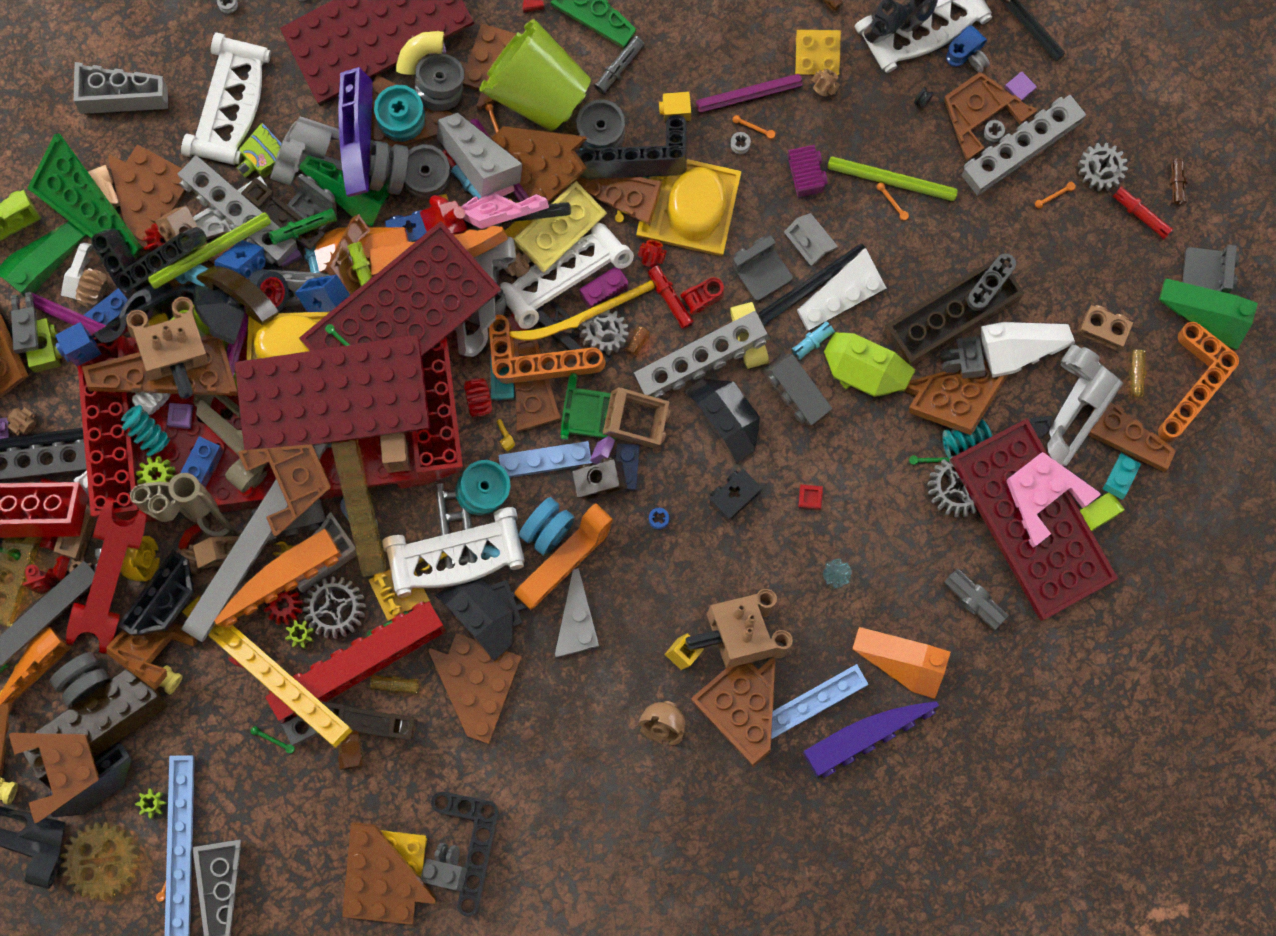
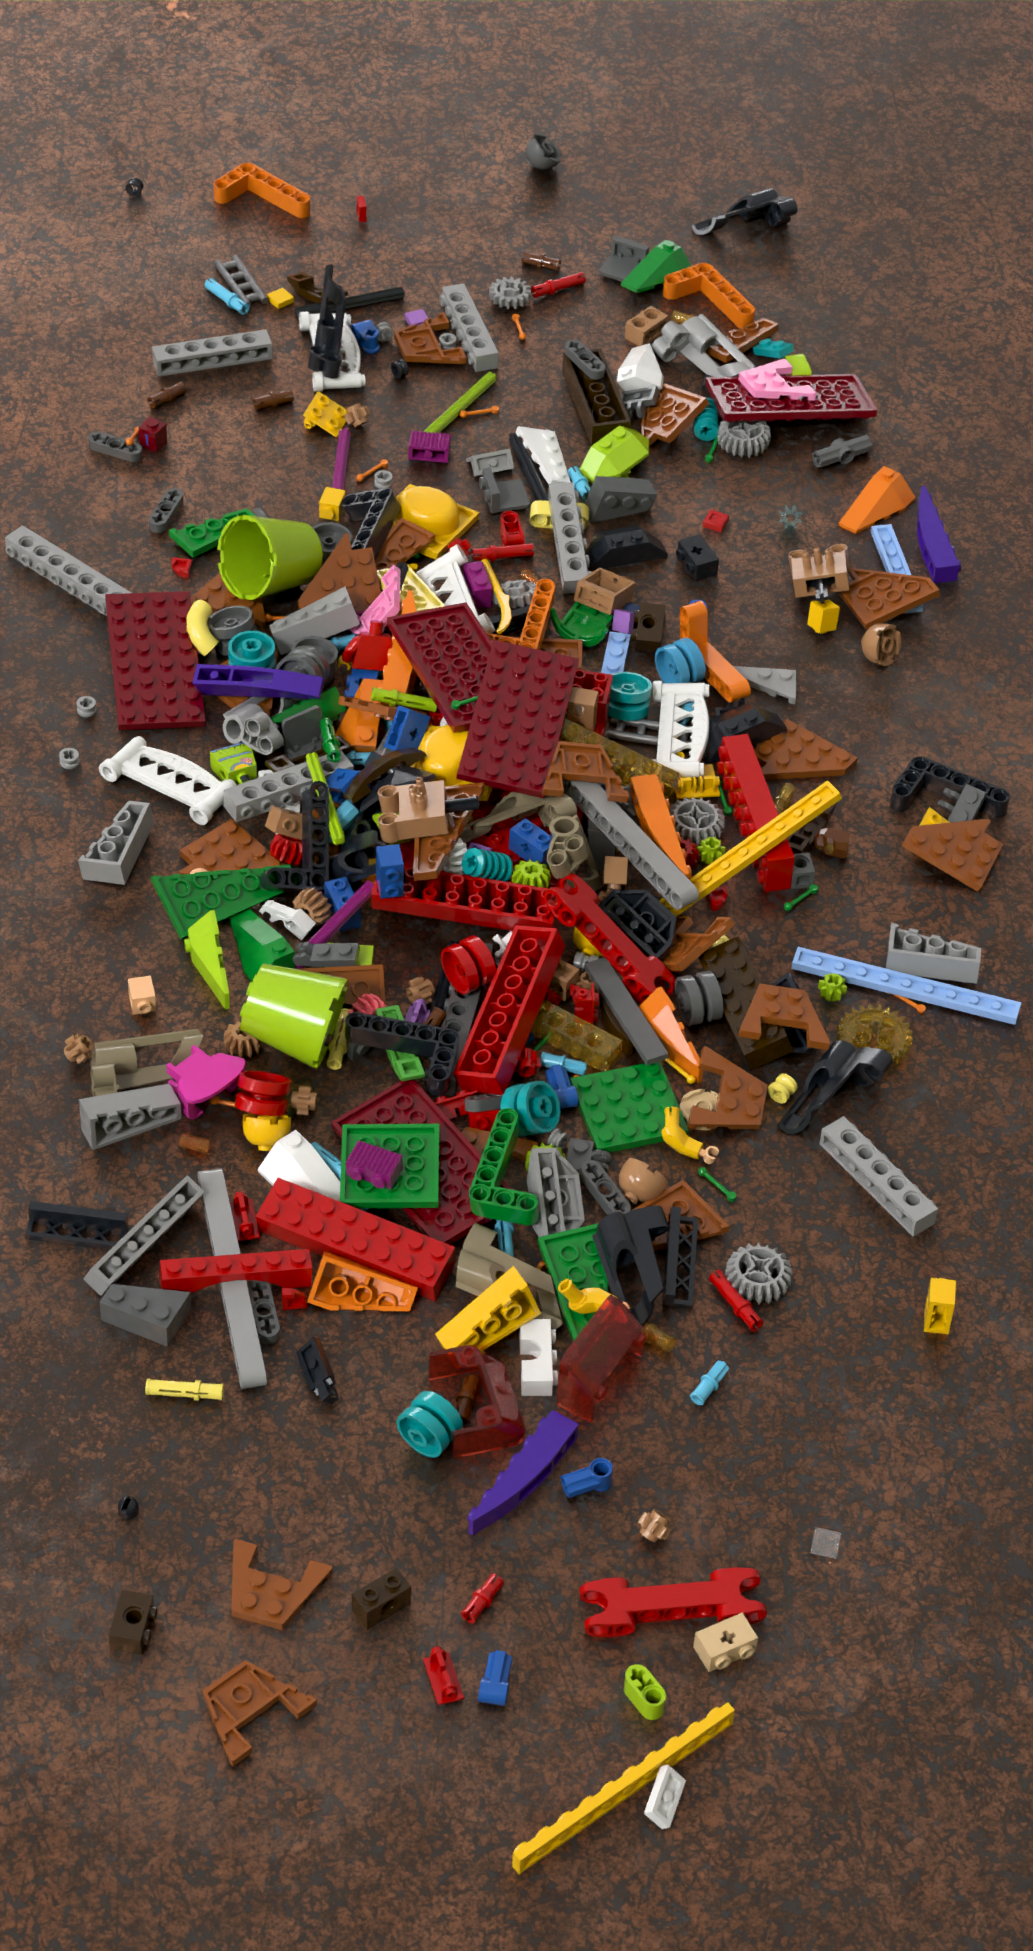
camera: 75 degrees left, 30 degrees down
(30, 454) = (468, 964): none -> red wheel

